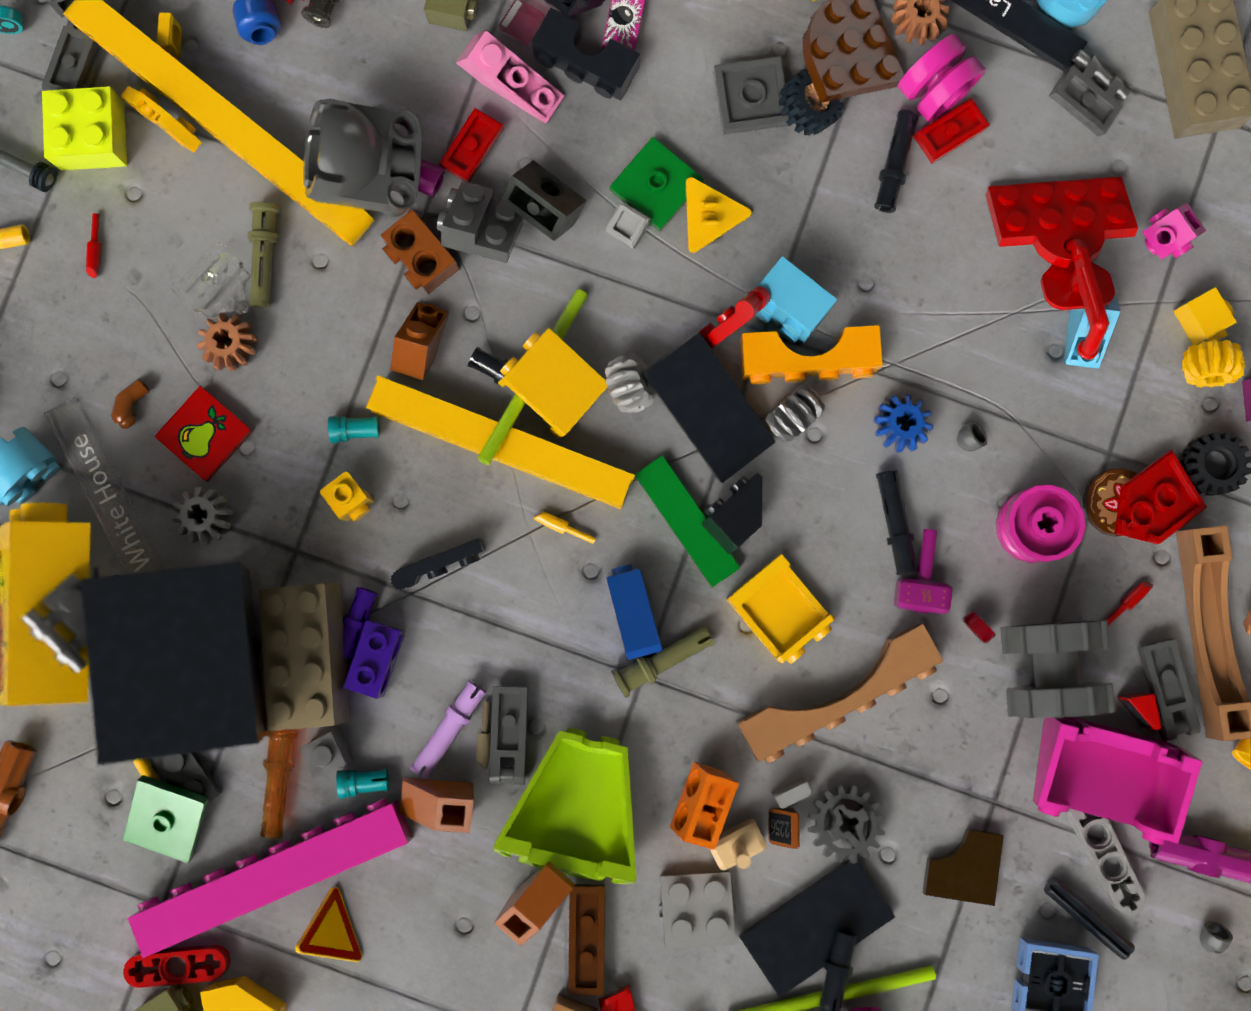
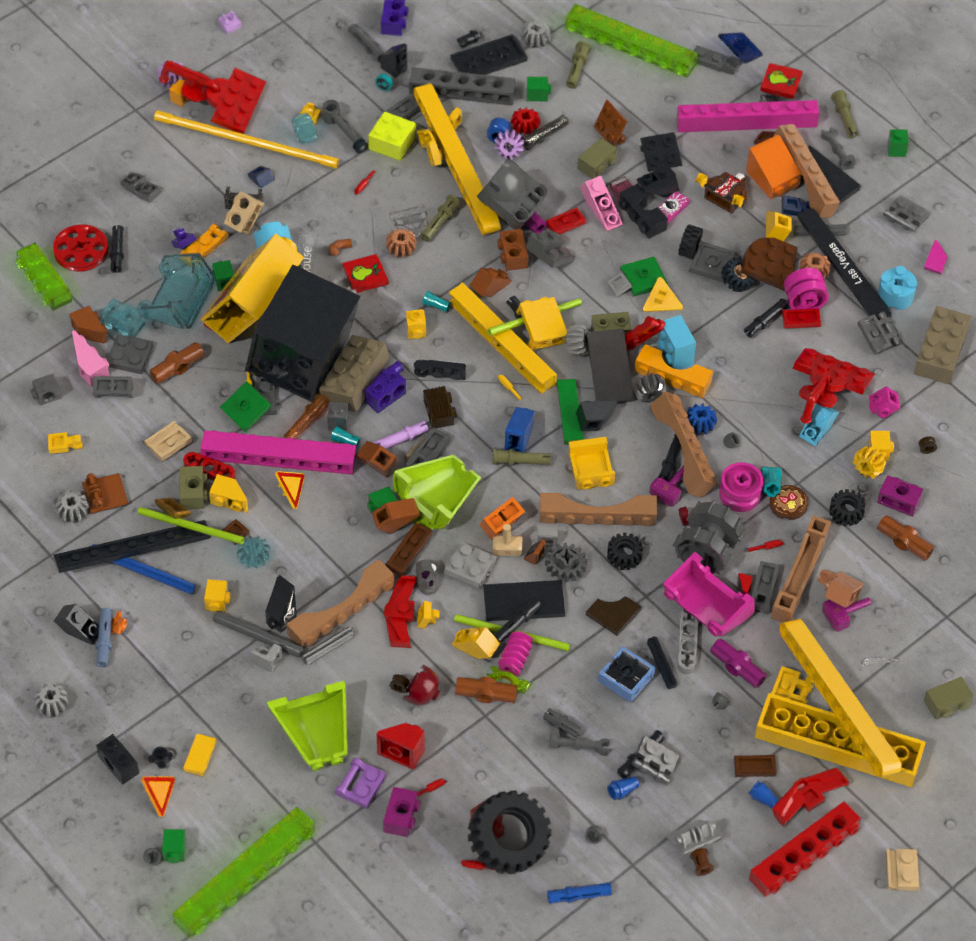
camera: 30 degrees right, 30 degrees down
(65, 606) = (275, 277): flat silver plate -> none
(79, 956) = (168, 441): none -> tan plate
(292, 41) = (505, 149): none -> lavender gear
(479, 639) = (438, 407): none -> dark brown brick
(494, 879) = (379, 498): none -> green brick
(543, 200) = (585, 254): pearl dark grey brick -> none
(645, 975) = (426, 576): none -> flat silver rock
(665, 322) = (611, 321): none -> olive brick
(701, 79) = (690, 241): none -> black tyre
(943, 746) = (624, 542): none -> black tyre
(960, 538) = (697, 473): none -> medium nougat arch
(1076, 476) = (771, 480): none -> teal piece
(1157, 501) = (803, 503): red tile -> none

